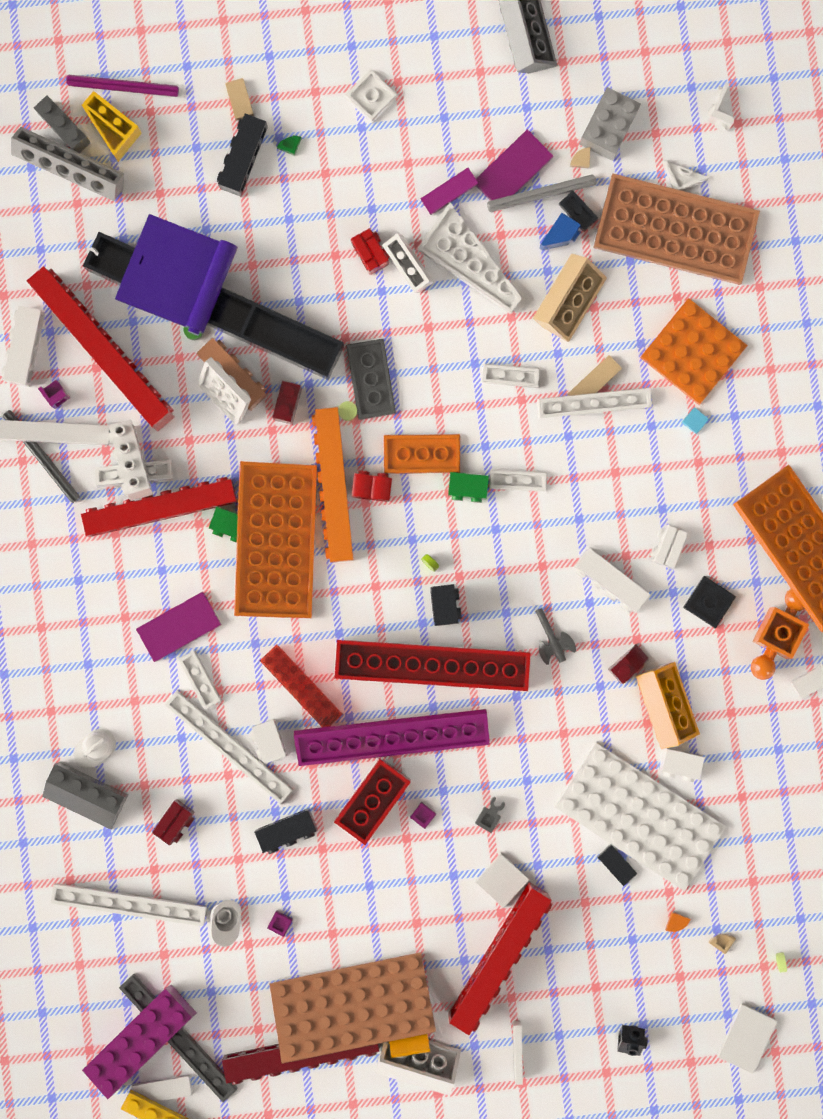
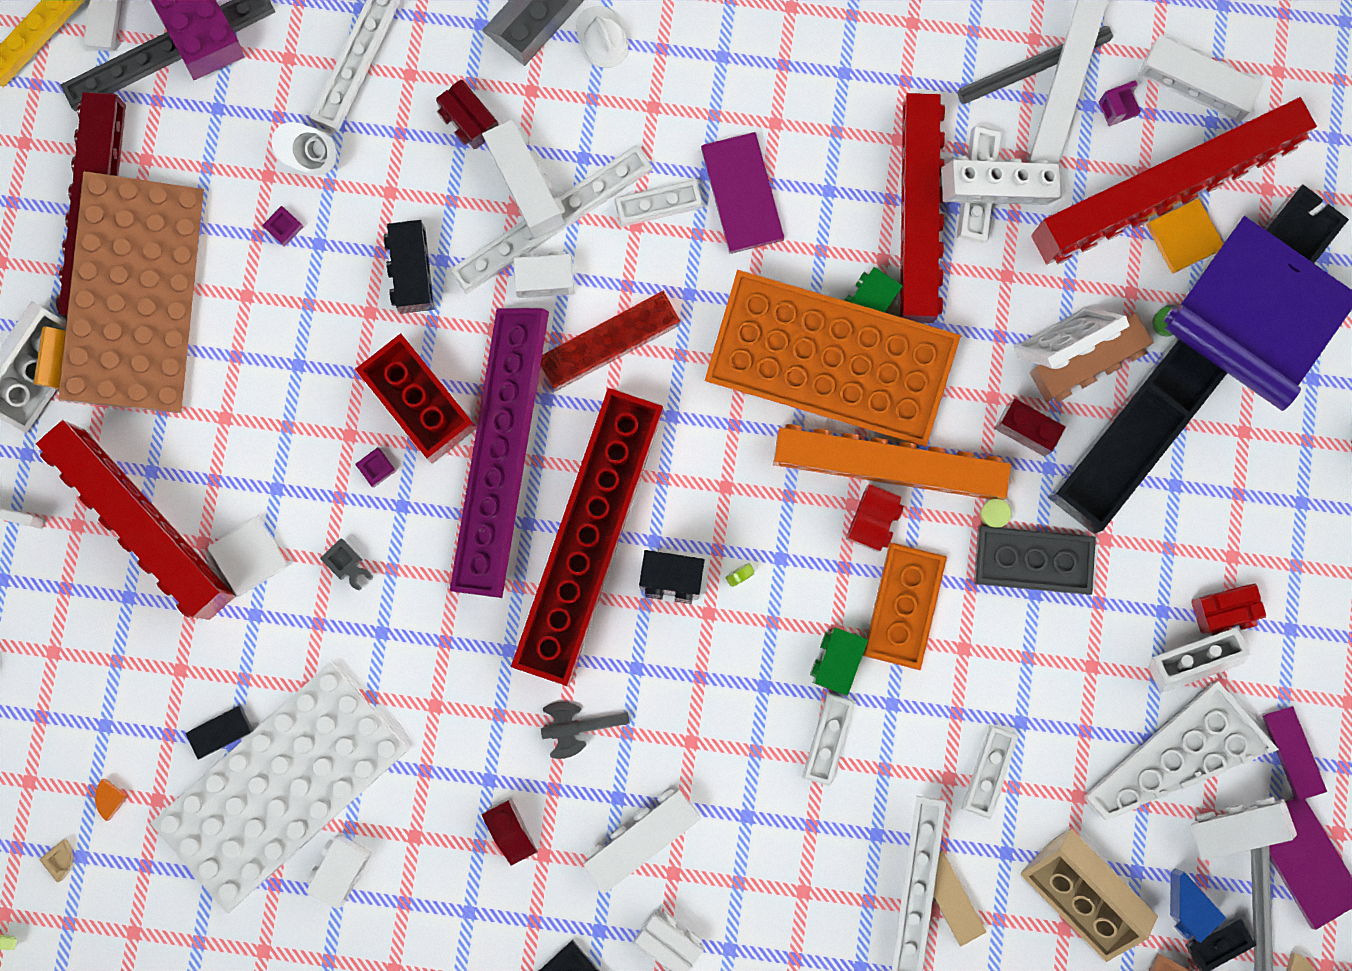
camera: 105 degrees right, 5 degrees down
(133, 331) = (1185, 236): none -> light orange tile
(208, 772) = (524, 179): none -> white brick
(505, 214) = (1242, 828): none -> white brick
(668, 705) = (431, 875): light orange slope -> none

